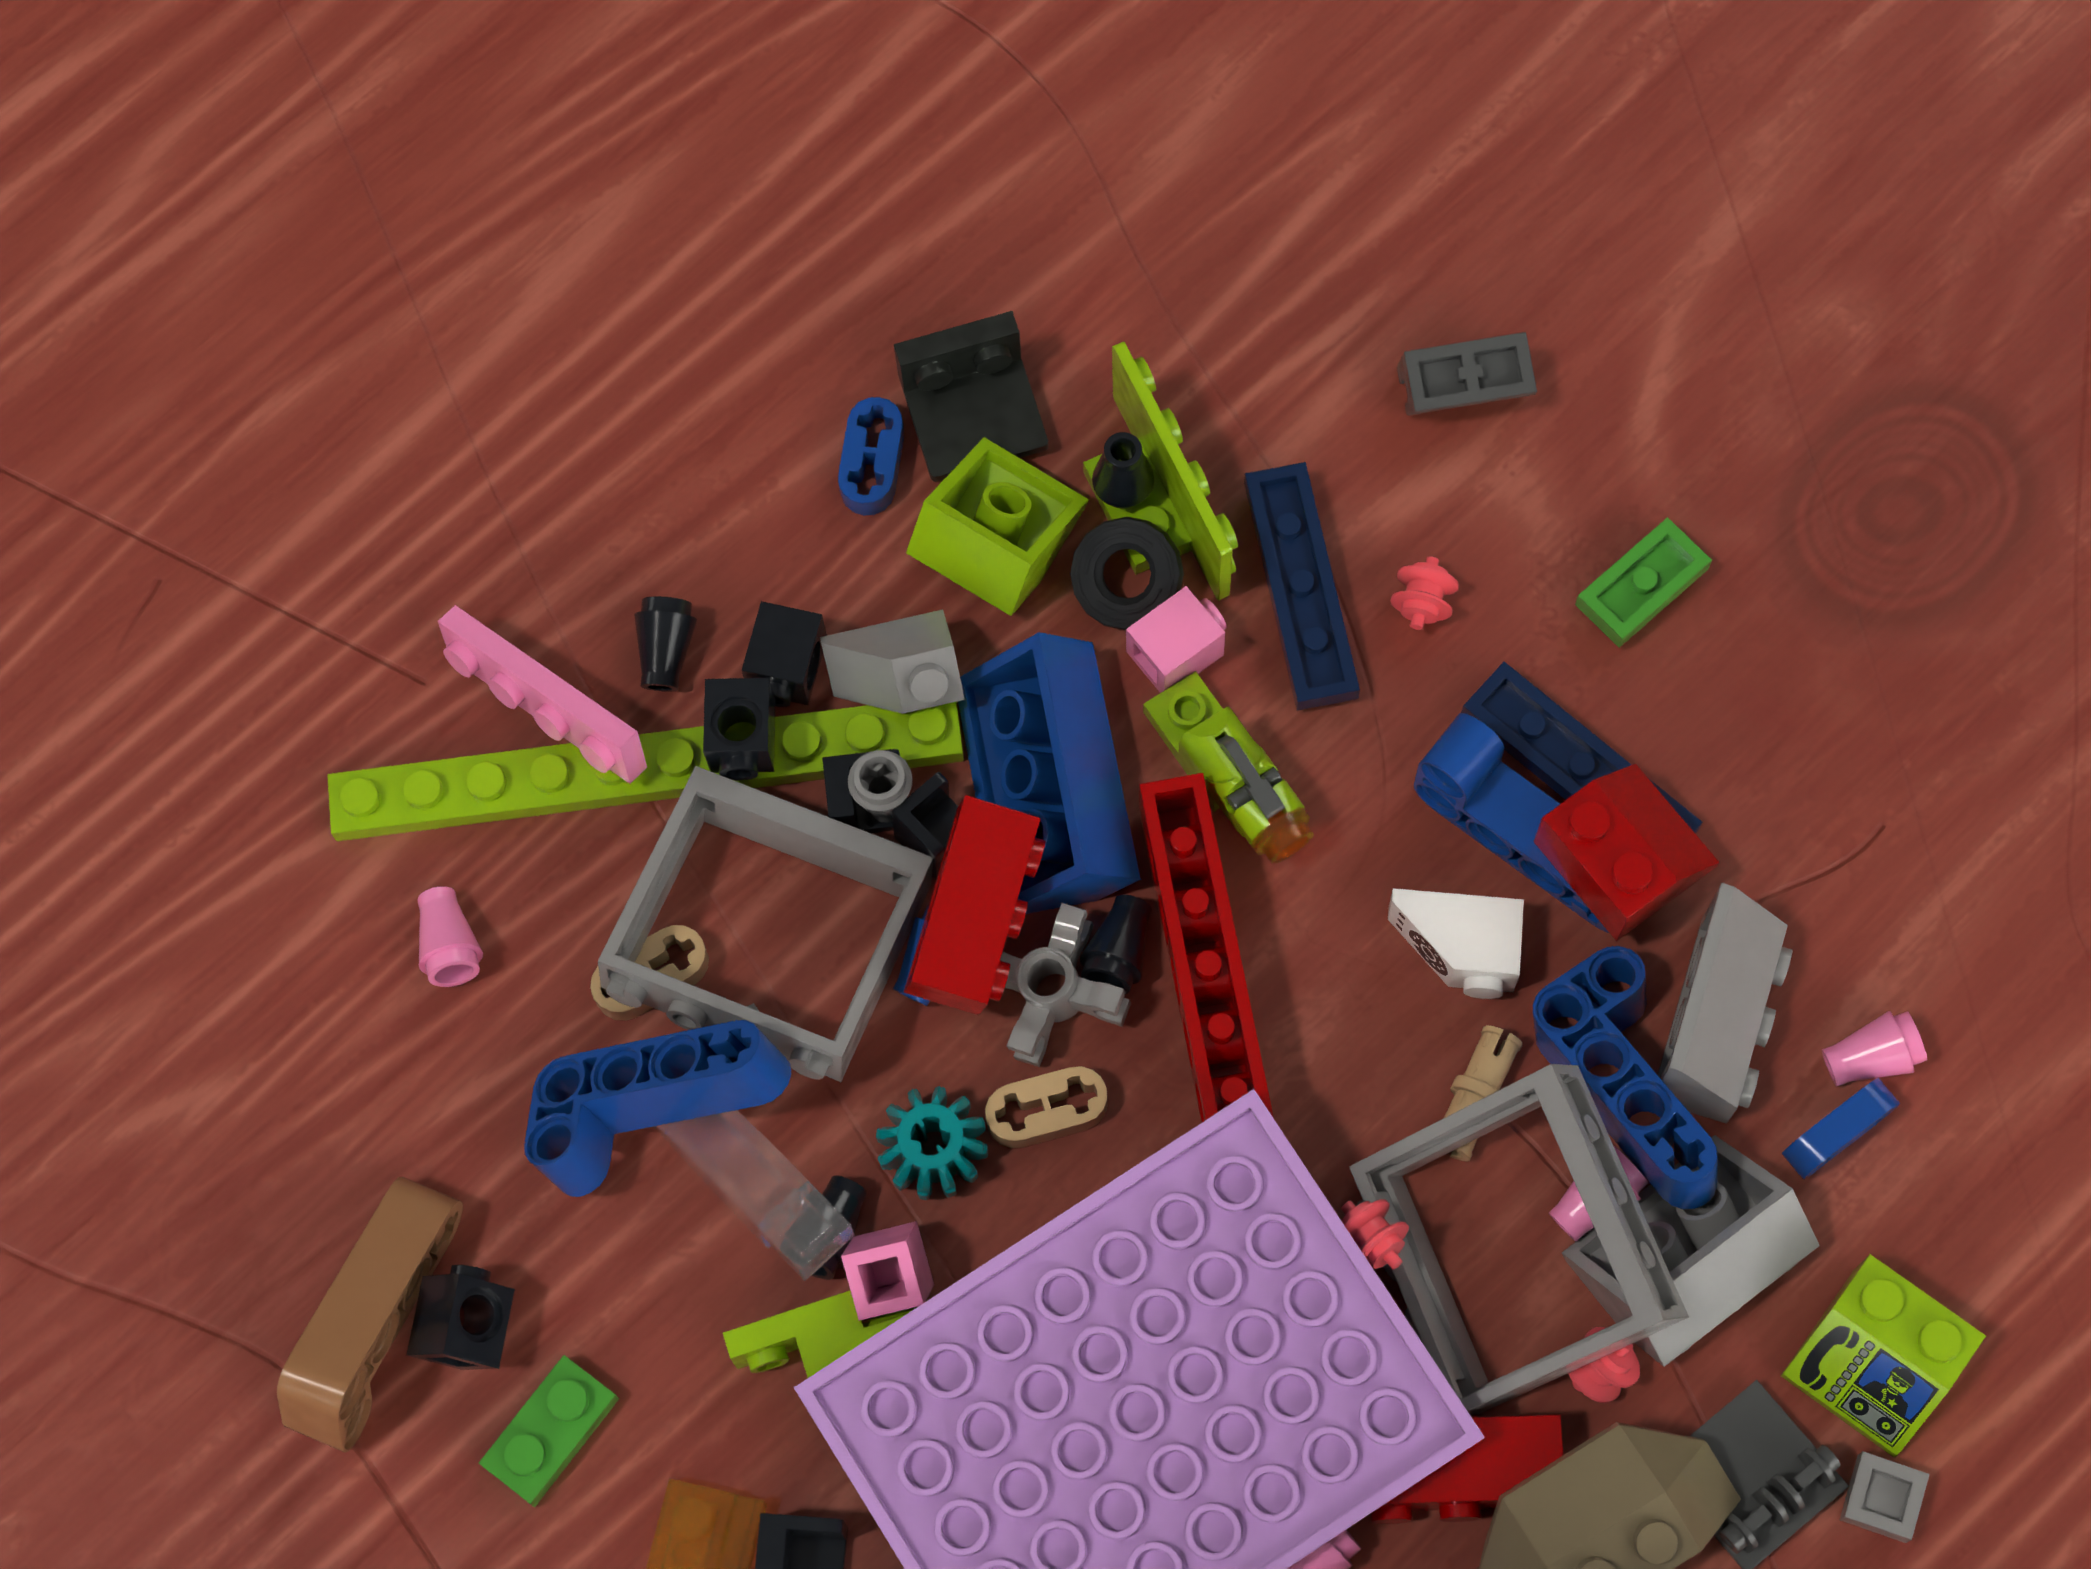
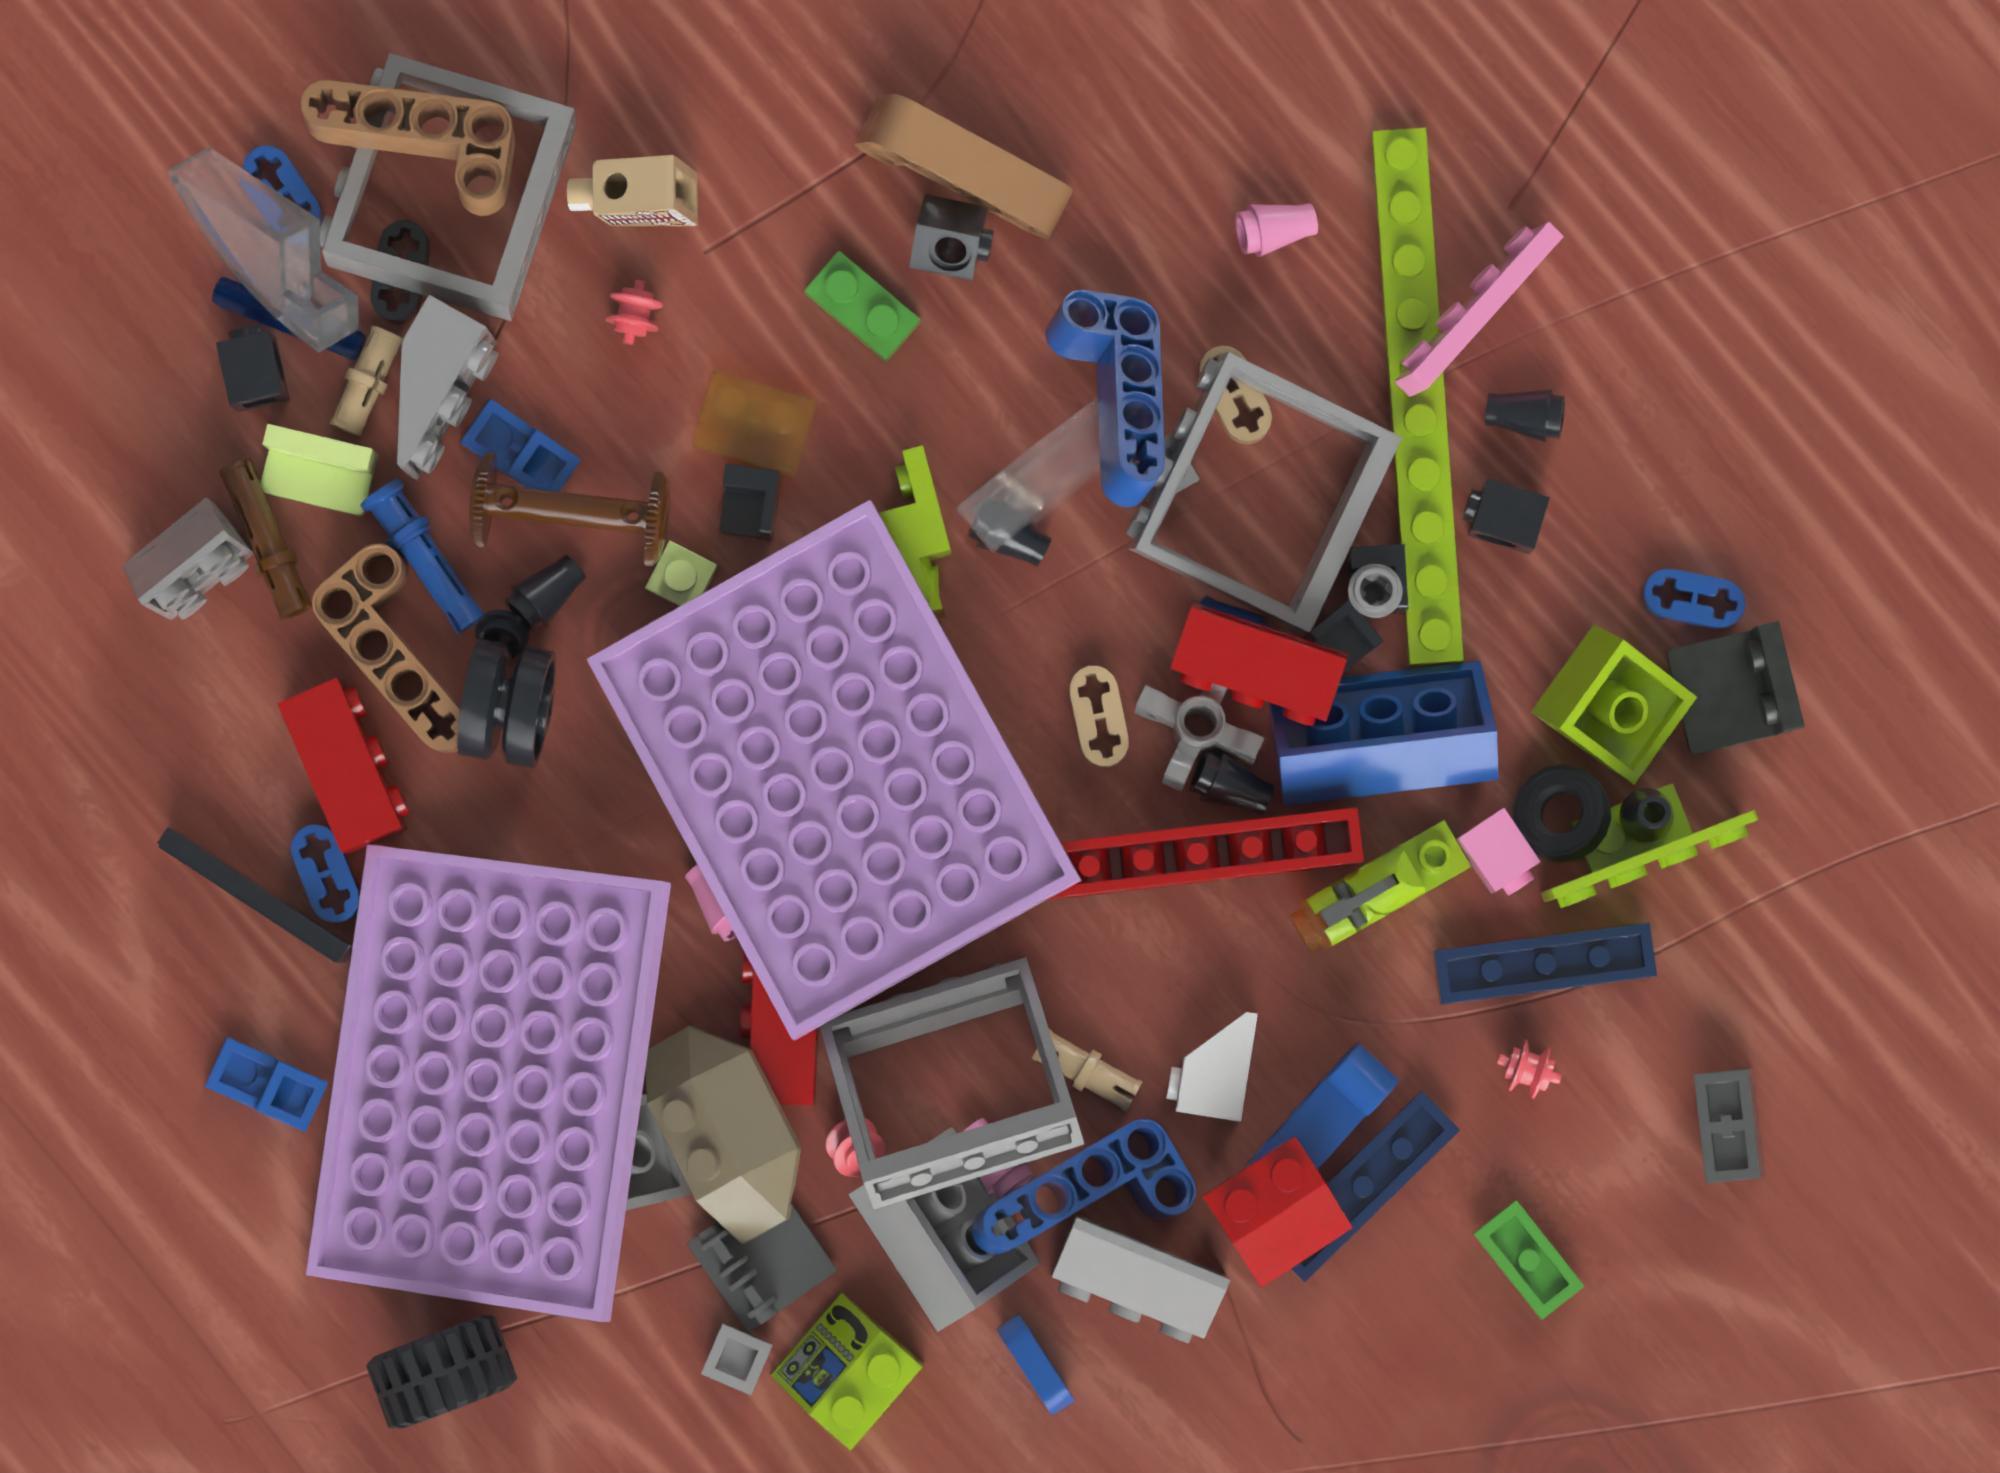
camera: 95 degrees right, 15 degrees up
(734, 702) = (1456, 467): black brick -> none
(887, 1270) = (965, 579): bright pink brick -> none
(895, 664) = (1489, 612): light grey slope -> none
(907, 1152) = (1083, 635): teal gear -> none
(1373, 1234) = (963, 968): coral wheel -> none
(1878, 1049) = (1099, 1403): bright pink cone -> none

